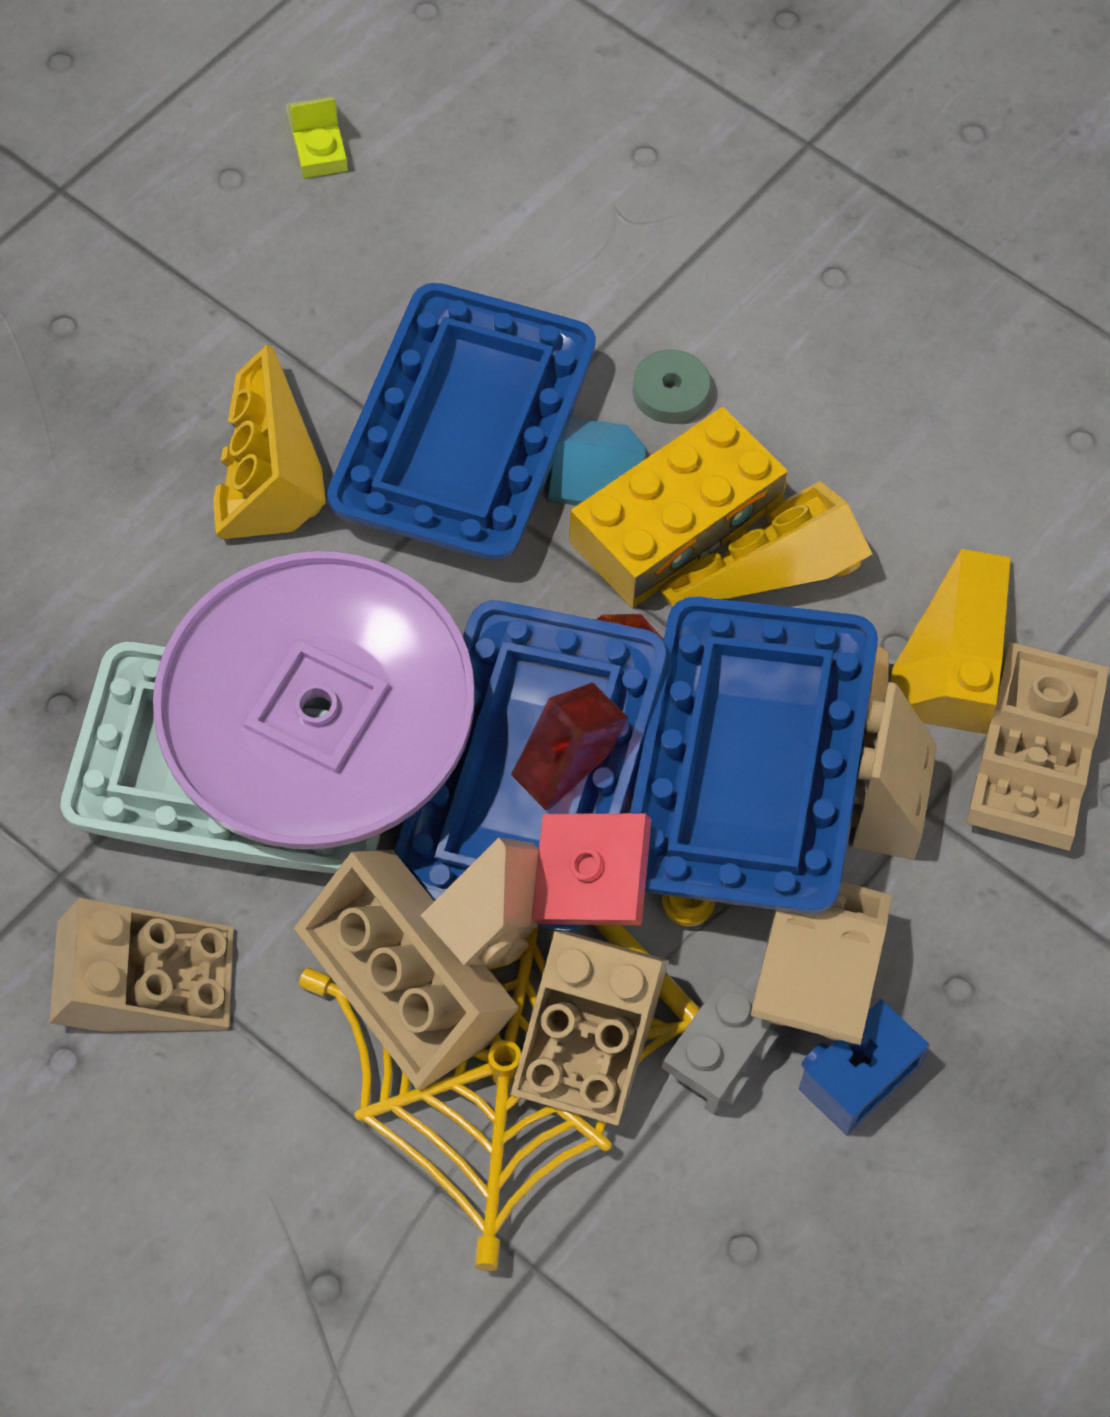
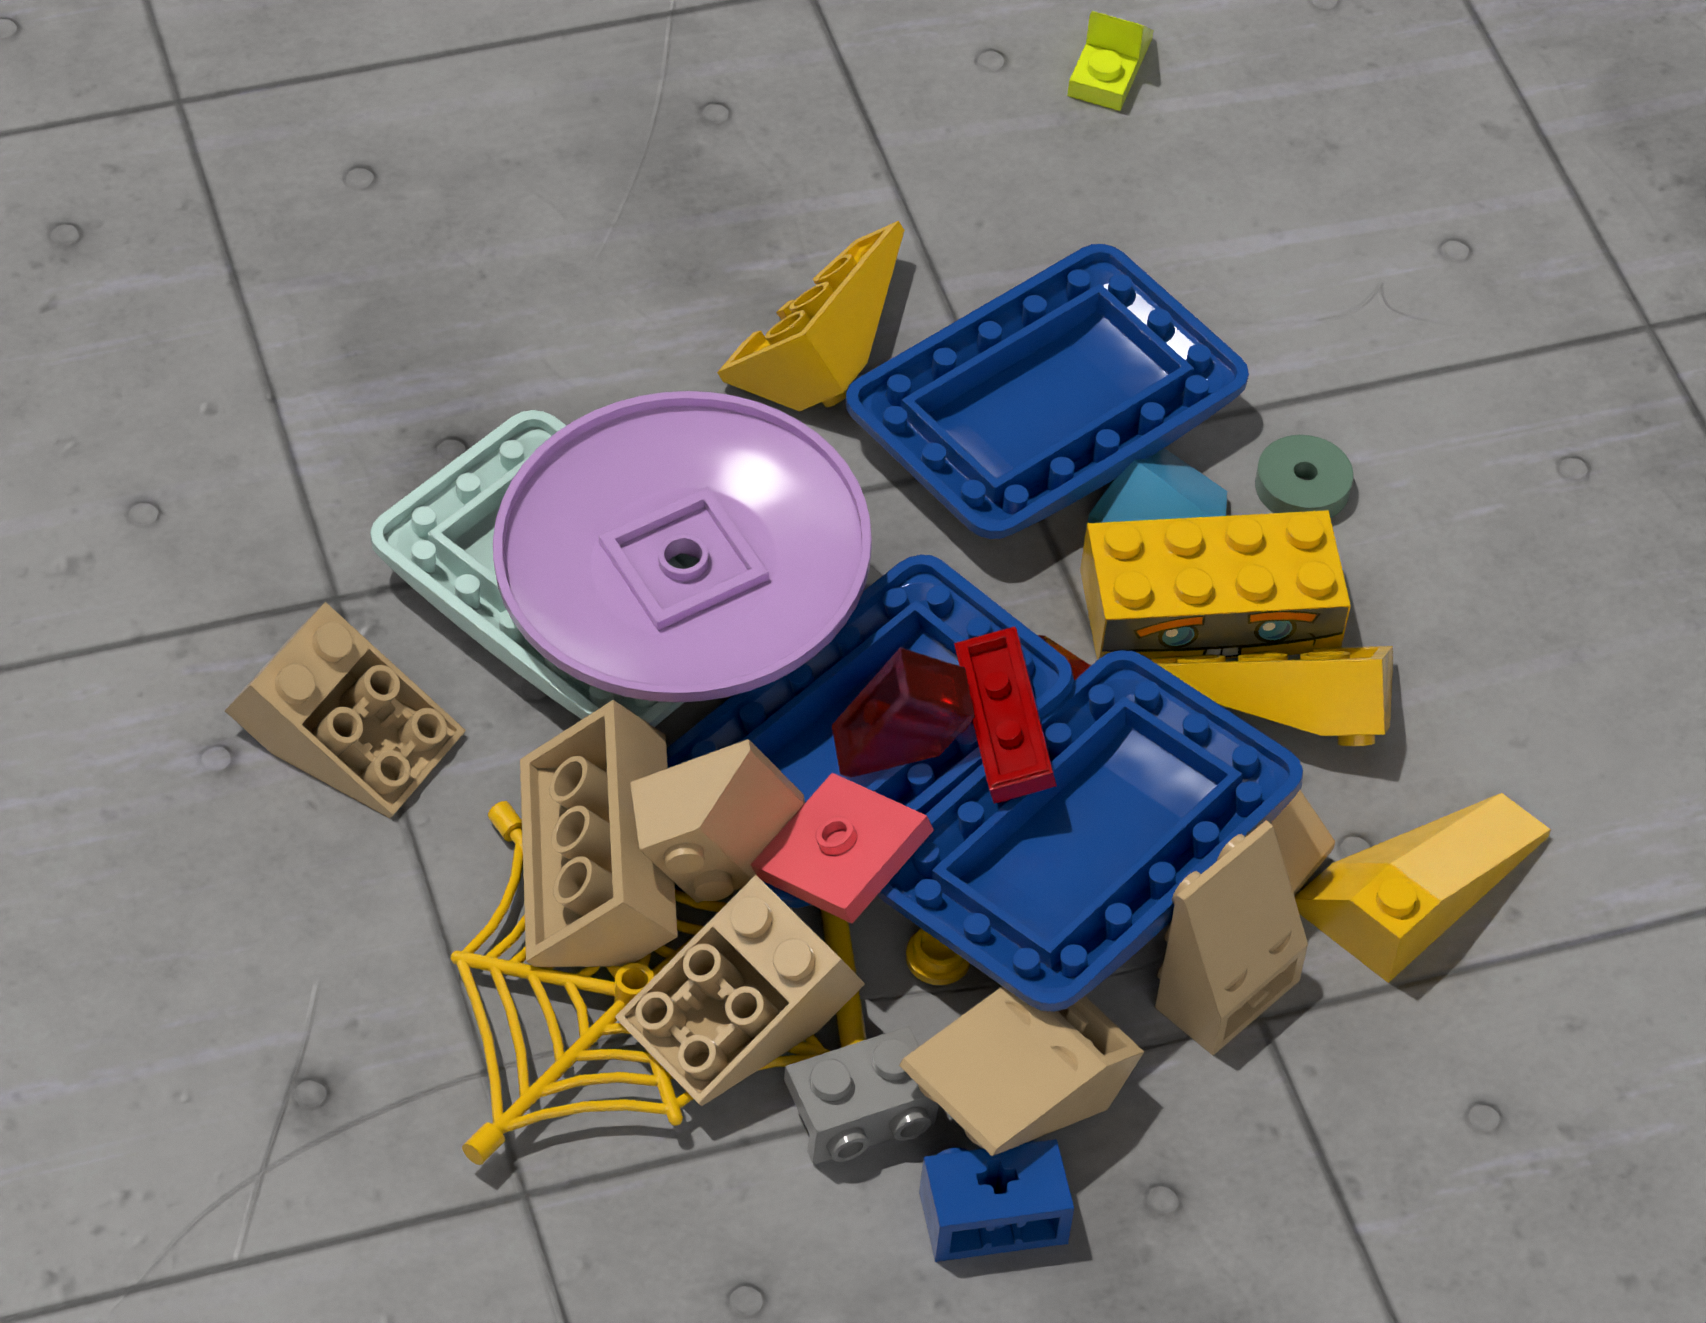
camera: 30 degrees right, 10 degrees down
(651, 708) = (1005, 715): none -> red tile
(1039, 746) = (1431, 1017): tan slope -> none

